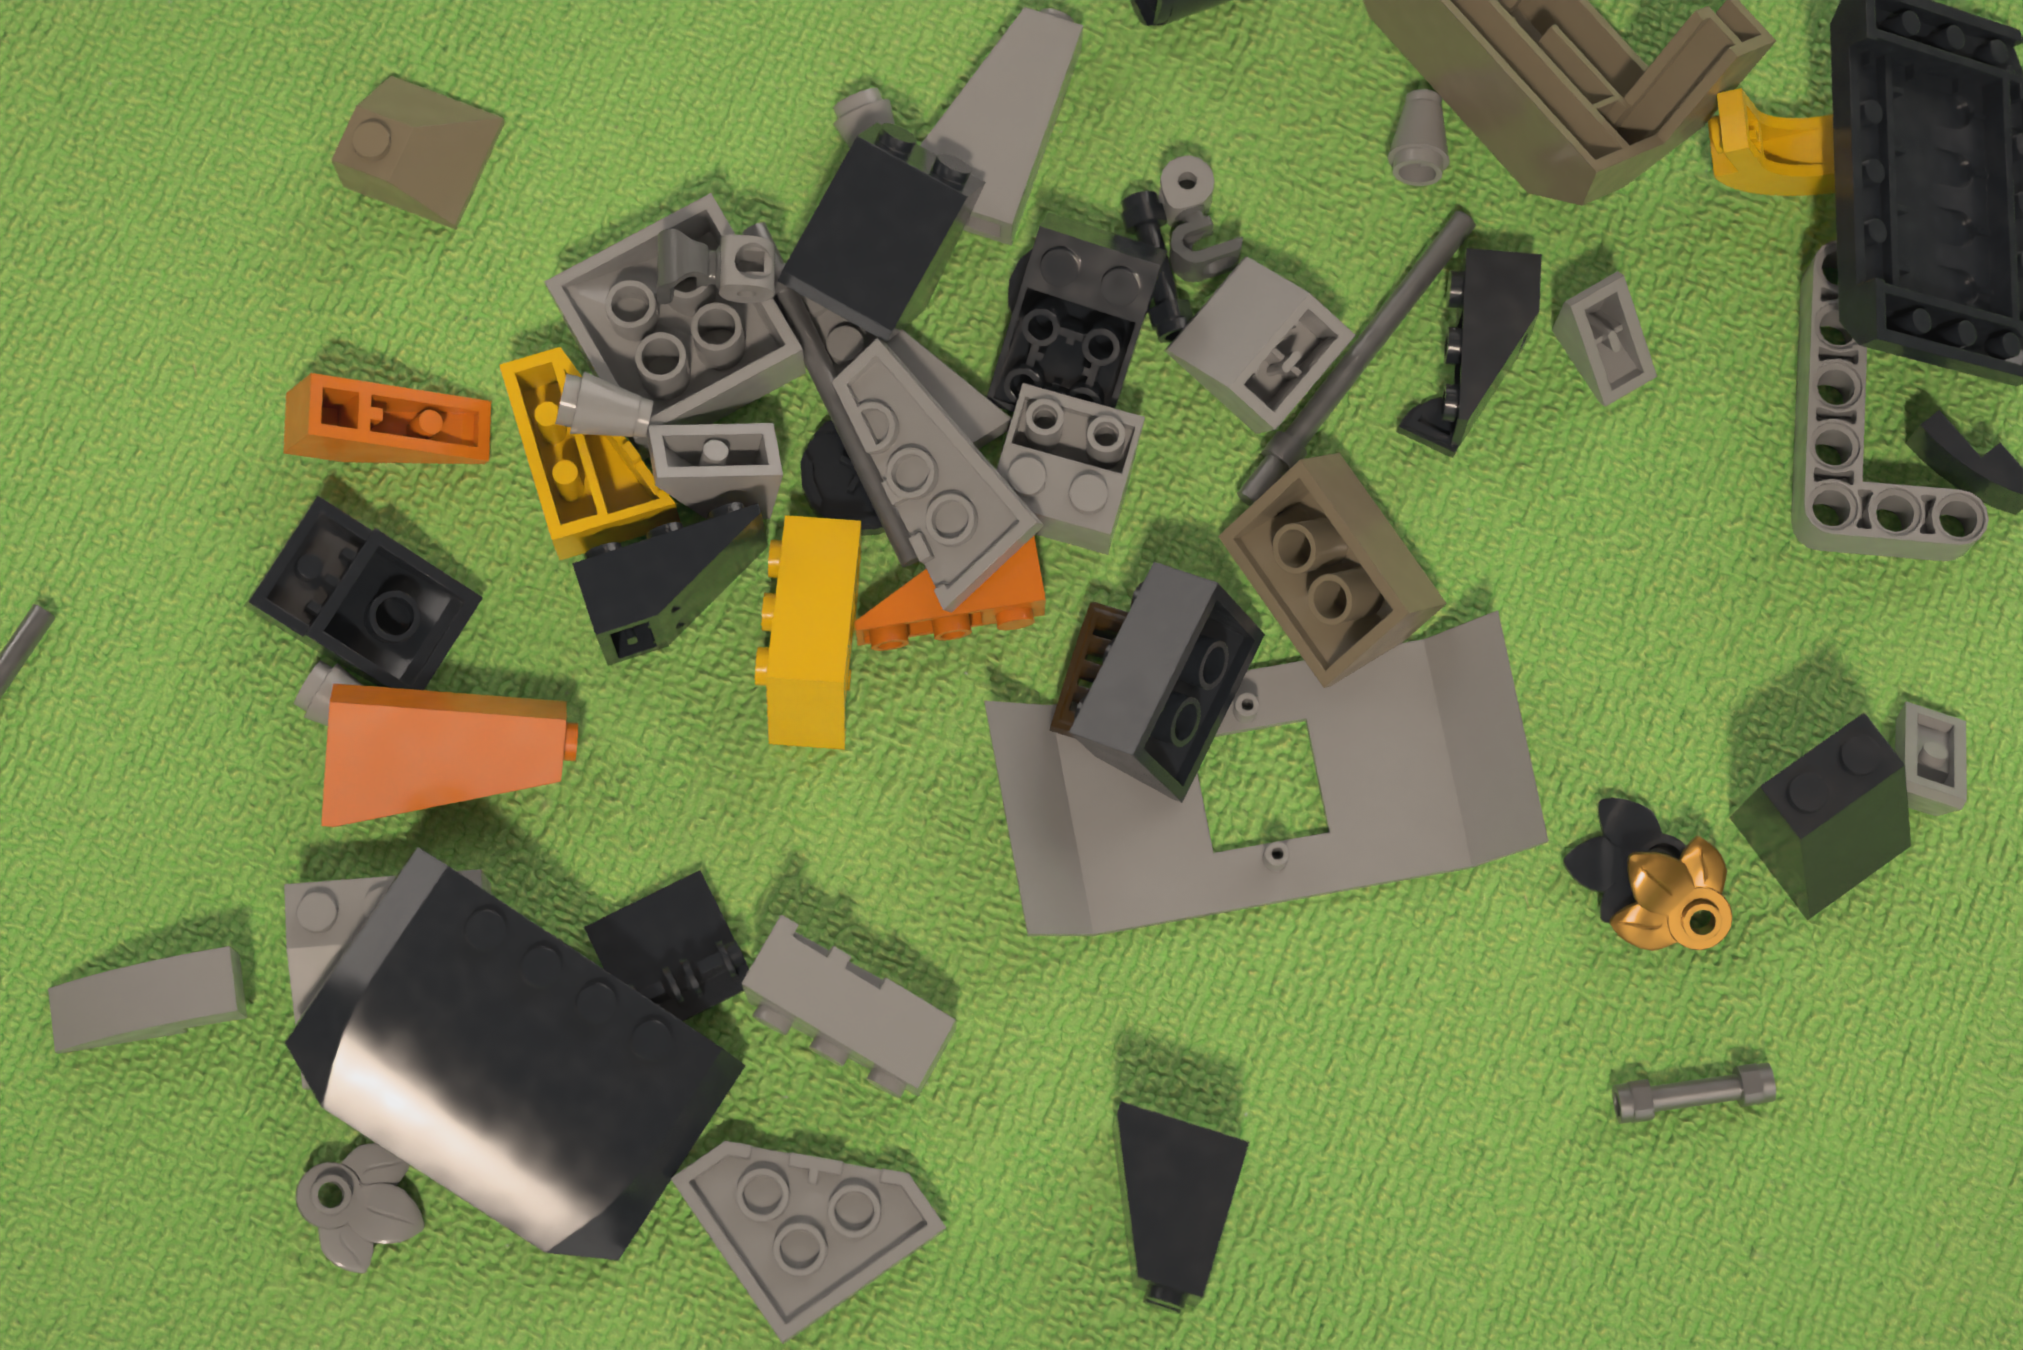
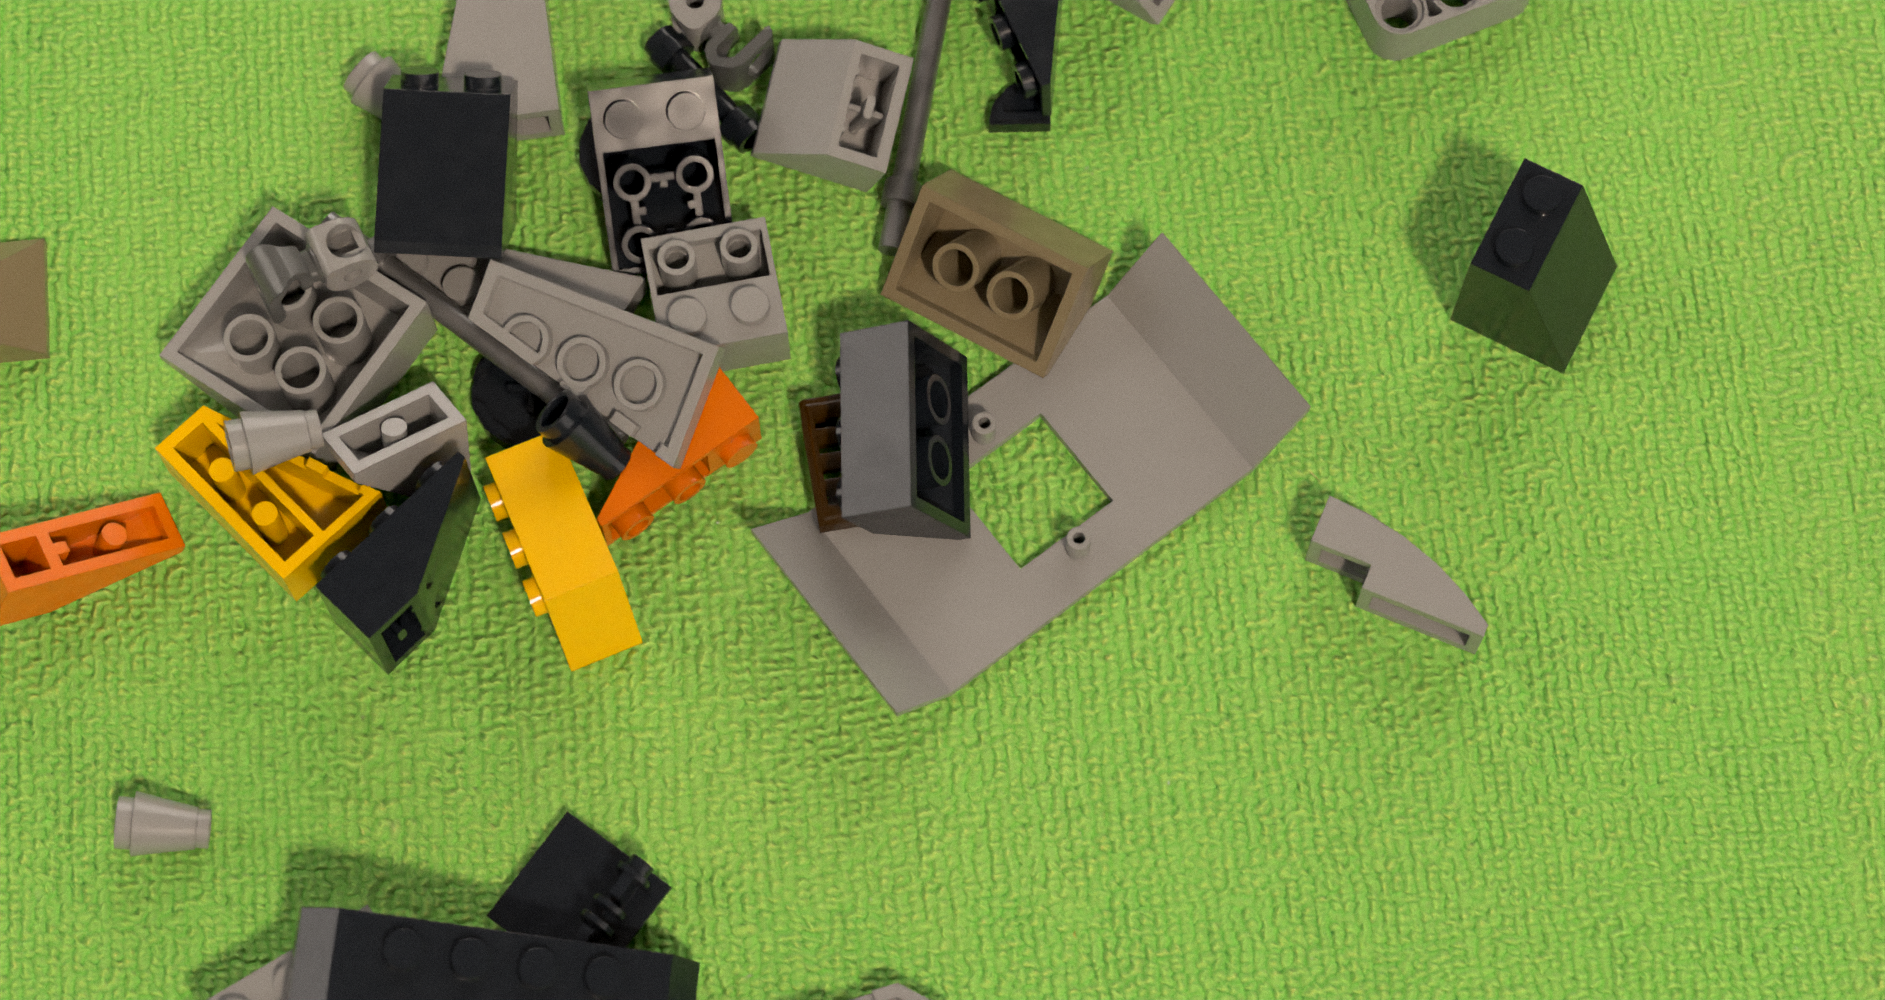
camera: 25 degrees left, 5 degrees down
(363, 599) = (131, 724): black slope -> none
(436, 748) = (264, 823): orange slope -> none
(846, 1011) = (767, 866): light grey wedge -> none
(878, 539) = (581, 434): none -> black cone
(1174, 1201) = (1148, 884): black slope -> none
(1548, 1031) = (1395, 576): none -> light grey slope
(1602, 861) = (1377, 398): black plate -> none
(1669, 895) = (1438, 405): pearl gold plate -> none
(1748, 1085) = (1588, 536): flat silver bar -> none
(1934, 759) = (1606, 179): light grey slope -> none

